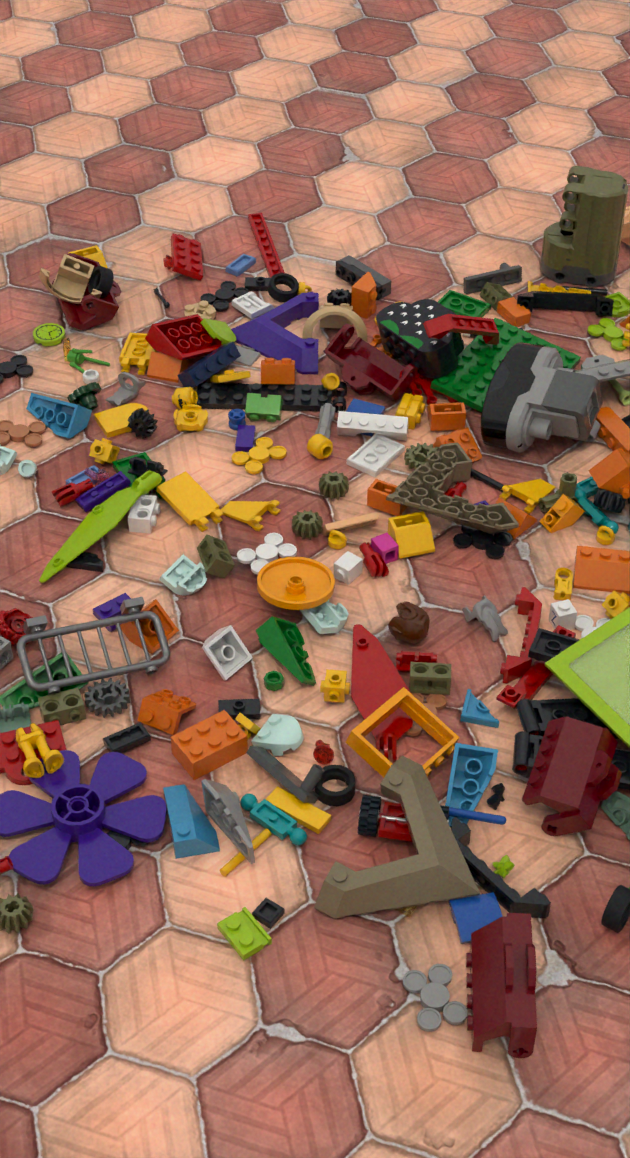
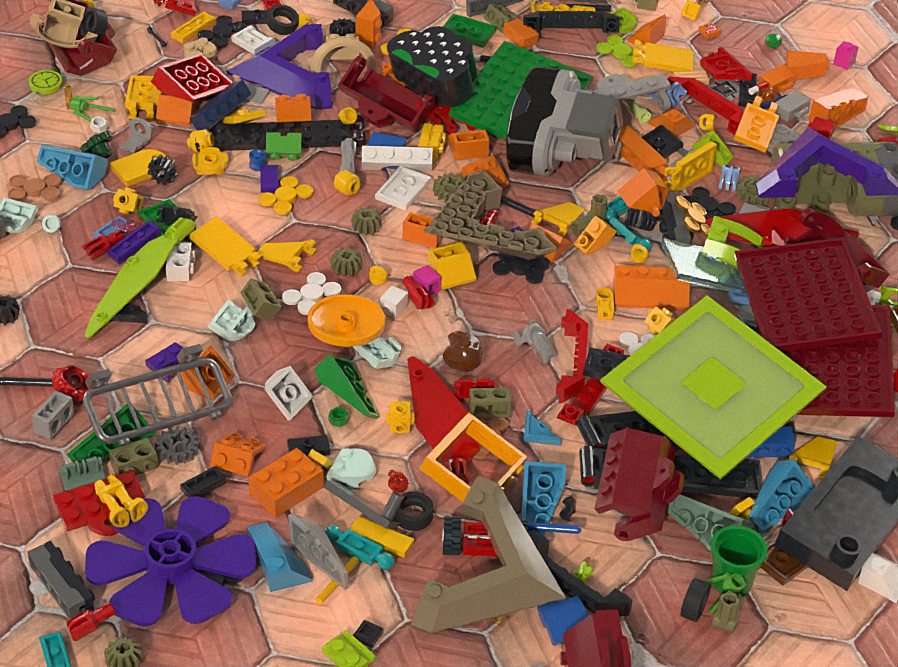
camera: 10 degrees left, 0 degrees up
(195, 291) = (192, 27): none -> yellow tile
(219, 330) = (225, 68): lime tile -> none
(351, 523) = (390, 258): light nougat tile -> none
(440, 326) = (467, 50): red slope -> none
(563, 614) = (608, 333): white brick -> none

